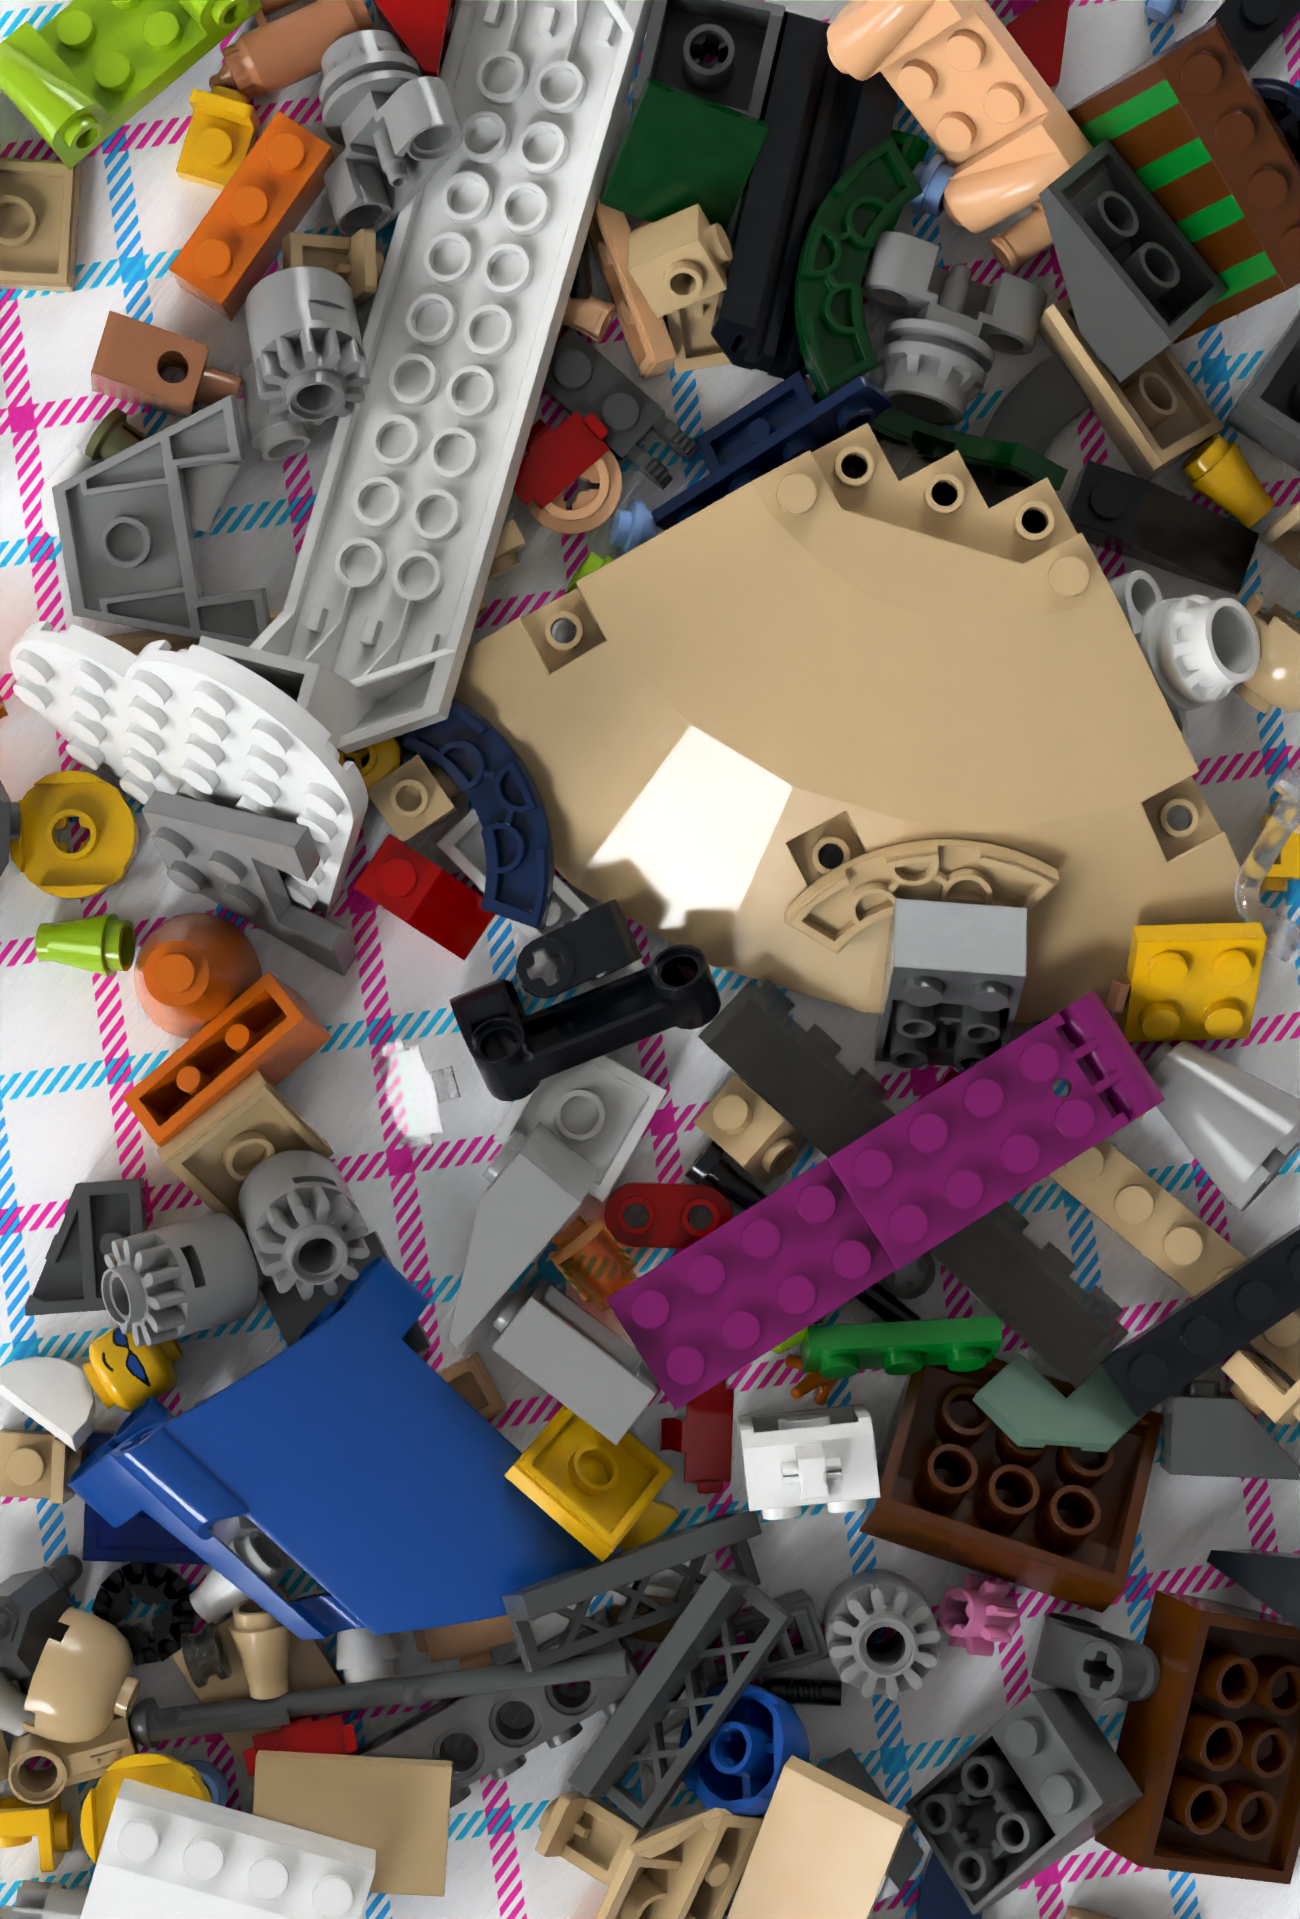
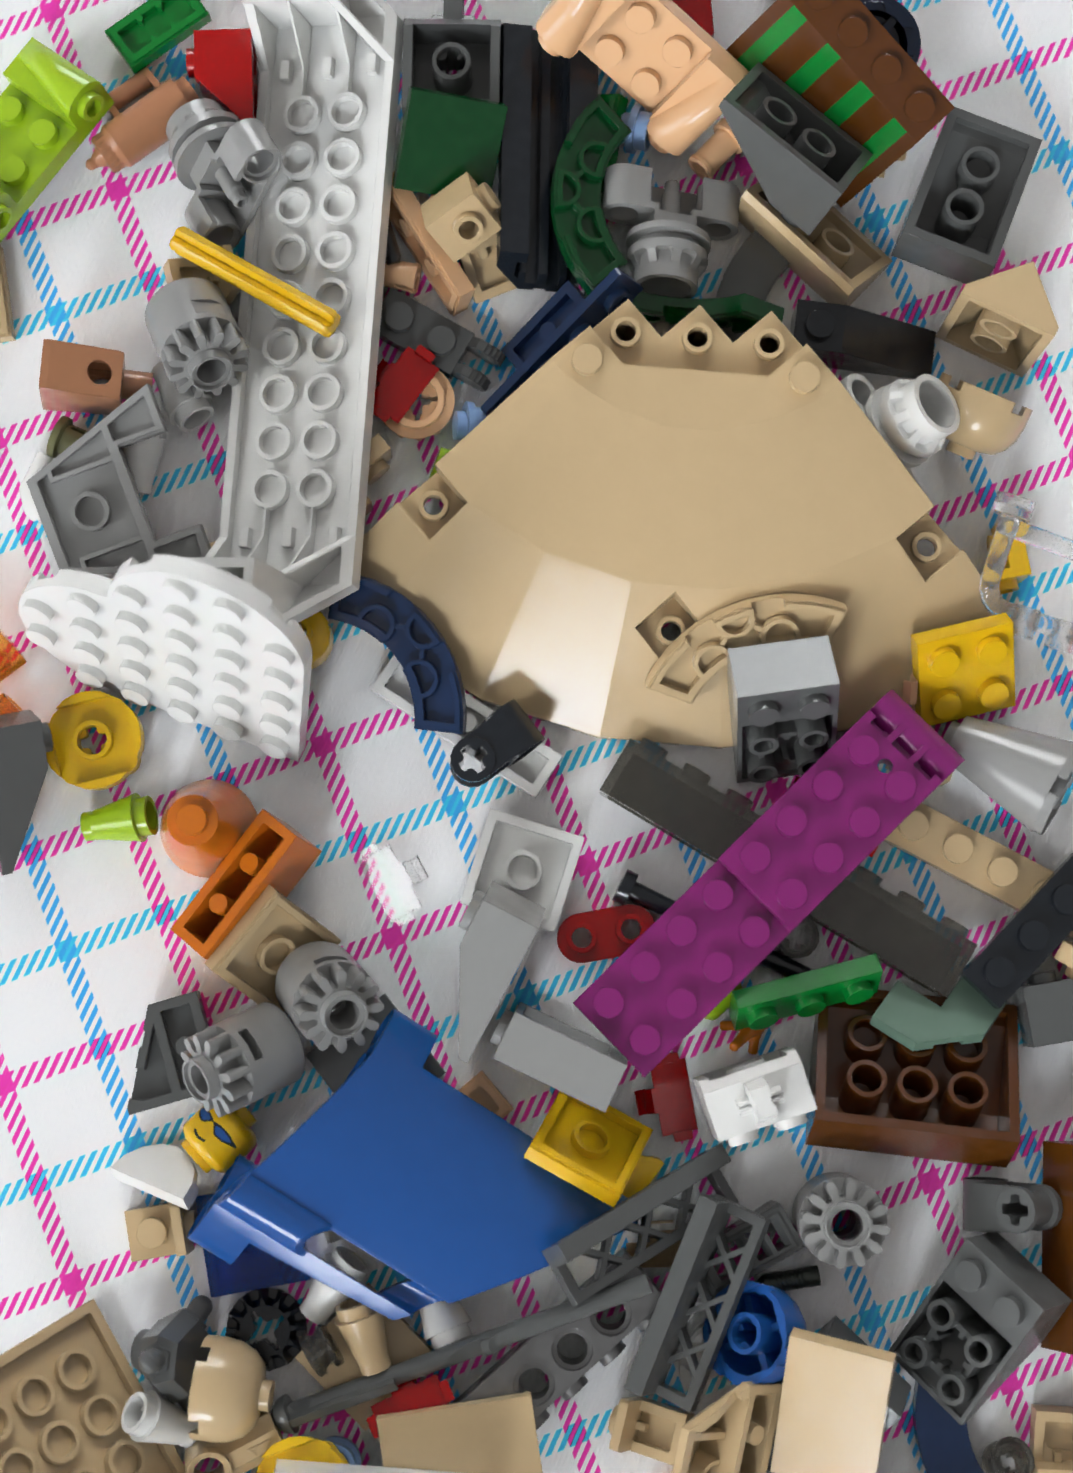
camera: 15 degrees left, 5 degrees down
(217, 137) = (101, 205): yellow bracket -> none
(236, 864) = (215, 731): light grey wing -> none
(253, 215) = (136, 254): orange brick -> none
(395, 289) = (255, 281): none -> yellow axle
(414, 798) = (347, 656): tan bracket -> none
(425, 897) = (370, 730): red slope -> none
(468, 1640) = (520, 1294): light nougat piece -> none
(522, 1049) = (468, 828): black piece -> none
(591, 1260) = (554, 979): clear orange brick -> none
(751, 1131) = (655, 855): tan bracket -> none
(978, 1614) = (911, 1189): bright pink gear -> none
(1226, 479) = (903, 296): yellow cone -> none

